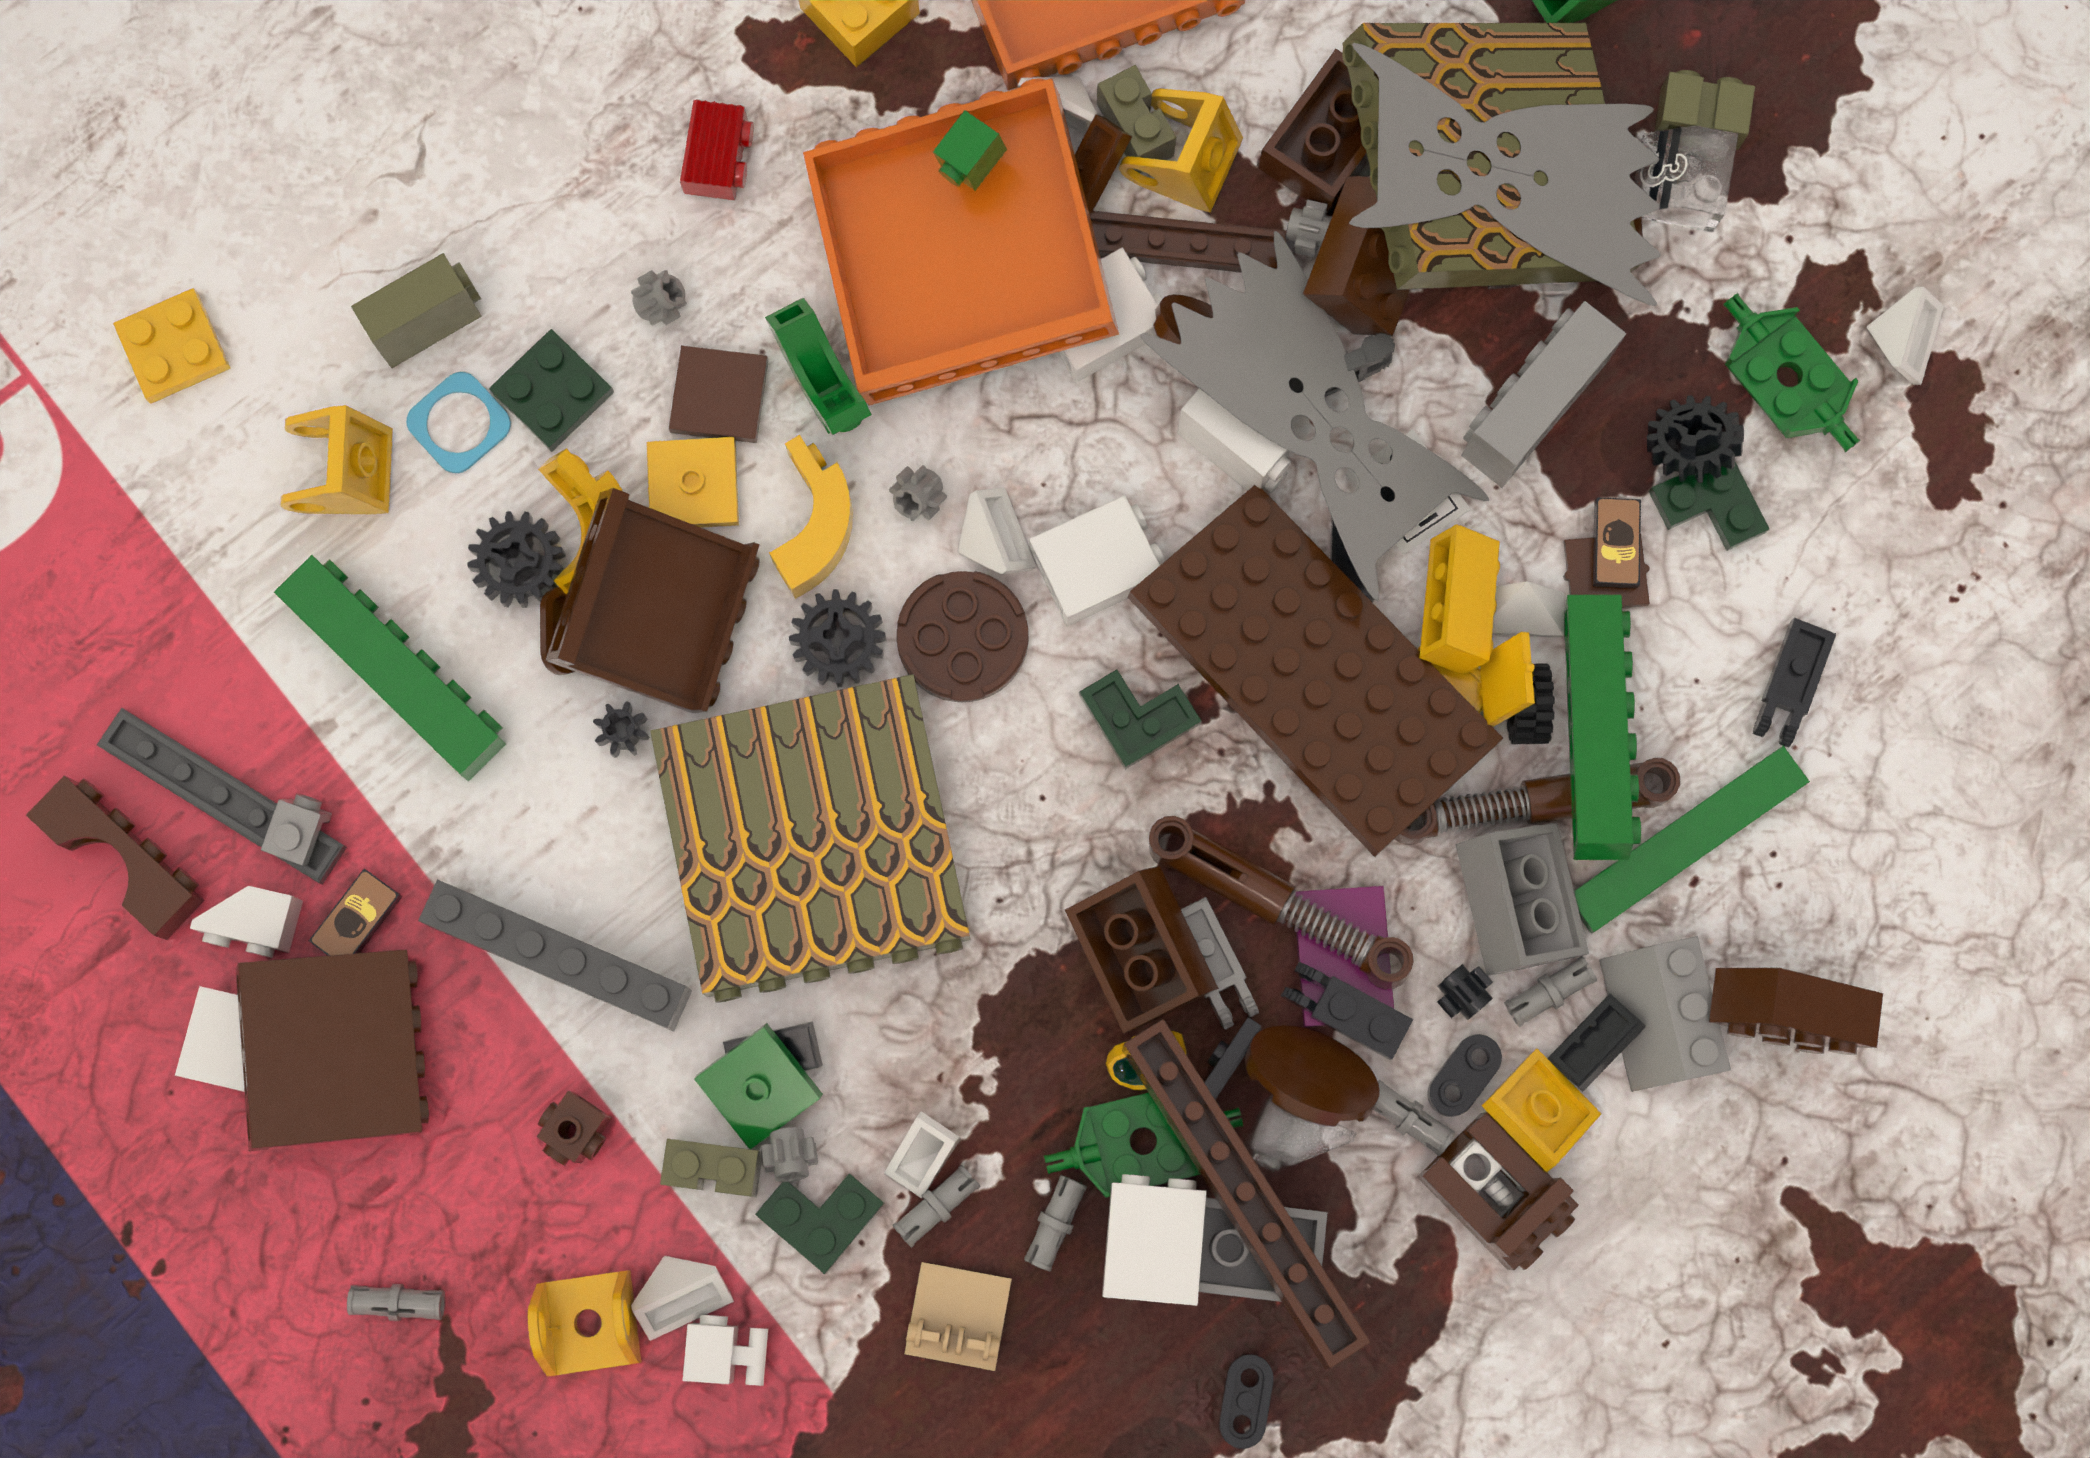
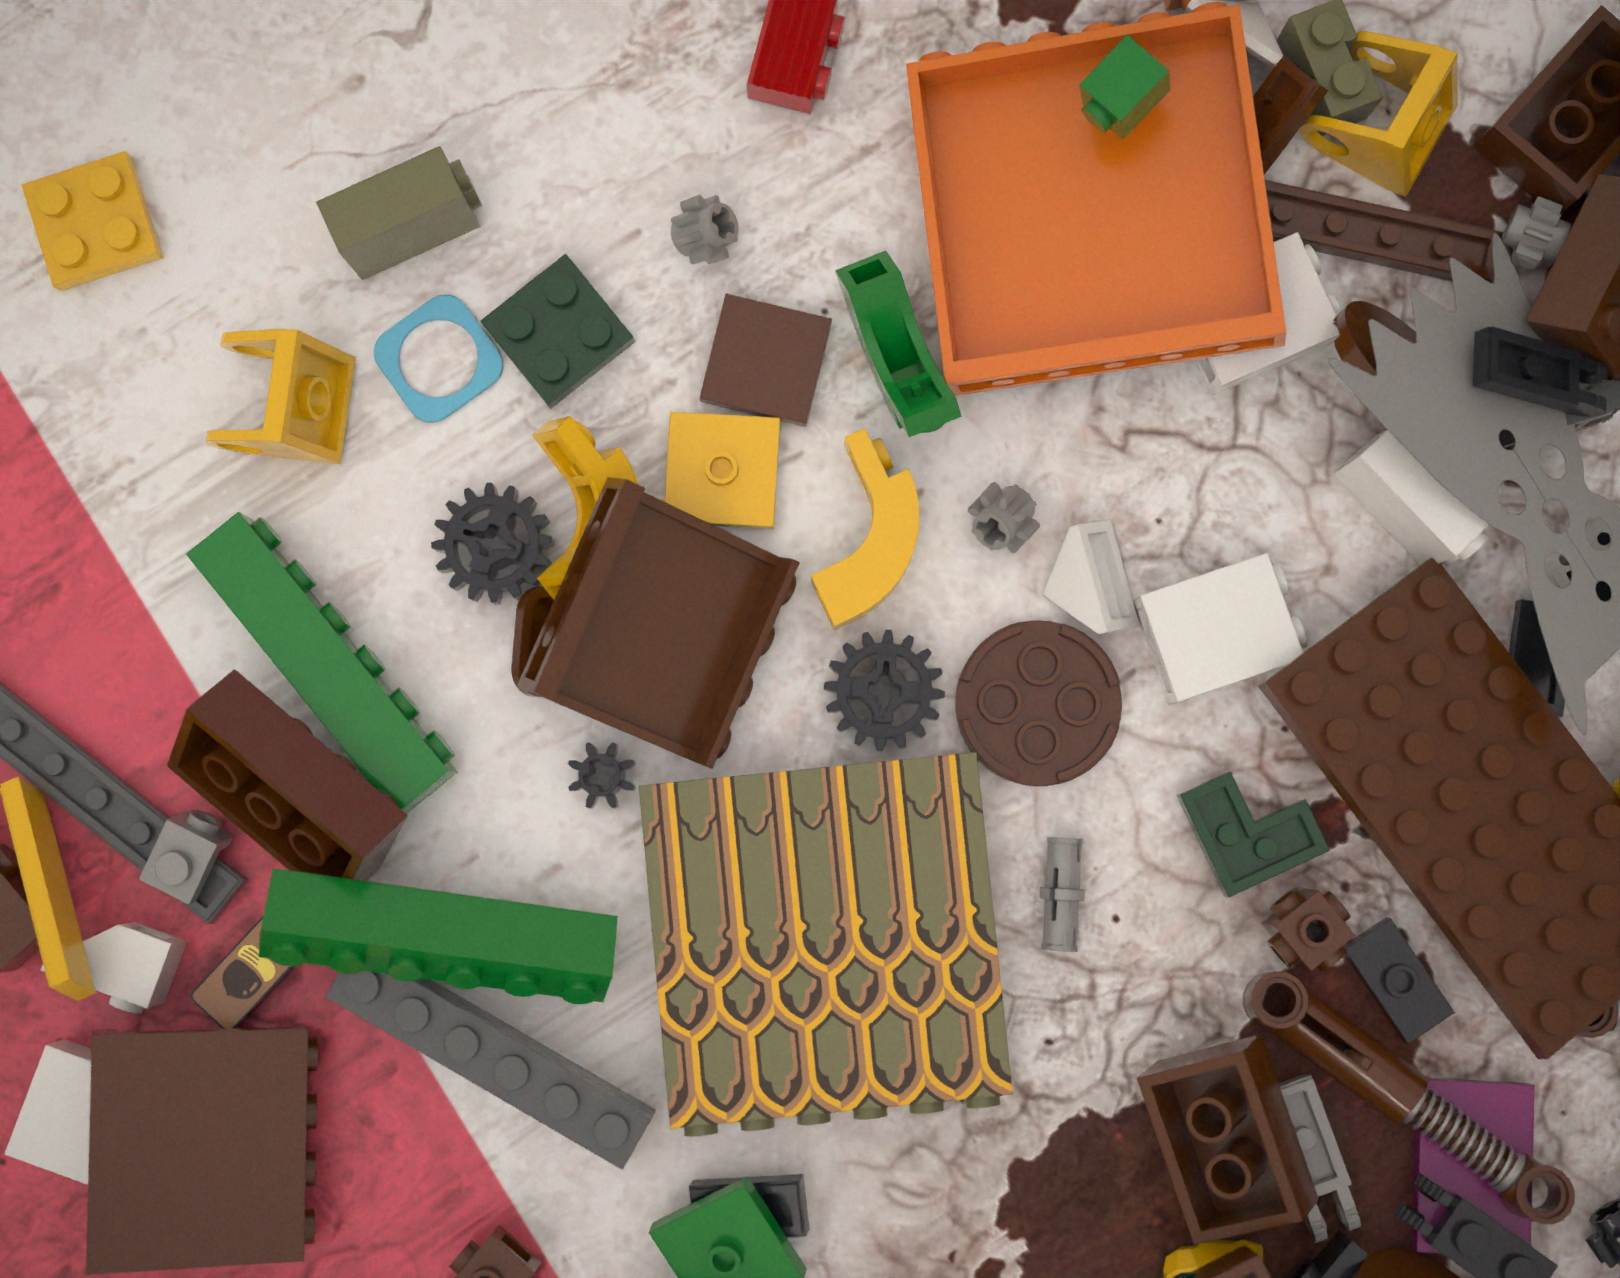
camera: 10 degrees right, 5 degrees up
(189, 863) = (47, 890): none -> yellow tile
(371, 764) = (283, 784): none -> reddish brown brick
(503, 862) = (437, 937): none -> green brick
(996, 781) = (1062, 894): none -> light grey pin
(1178, 795) = (1289, 924): none -> reddish brown brick
(1268, 818) = (1397, 980): none -> black plate
(1314, 331) = (1536, 372): none -> black hinge

